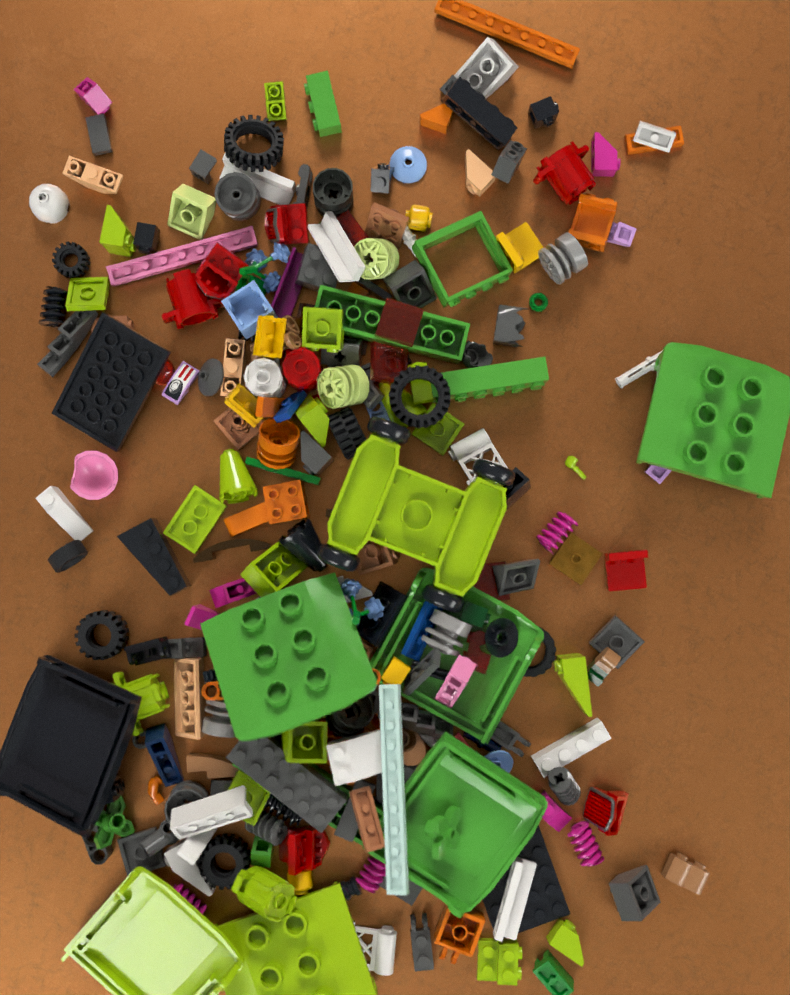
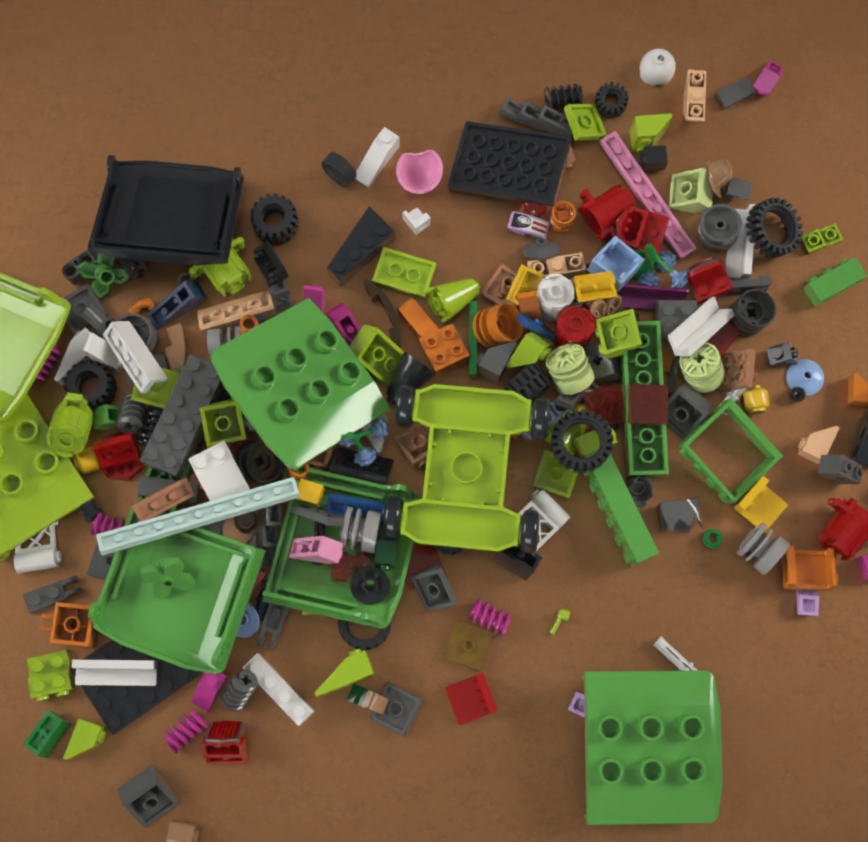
camera: 70 degrees right, 10 degrees down
(143, 492) = (416, 220): none -> white panel
(182, 177) = (719, 175): none -> medium nougat piece
(182, 346) = (562, 217): none -> orange wheel
(420, 179) = (794, 391): none -> black hinge

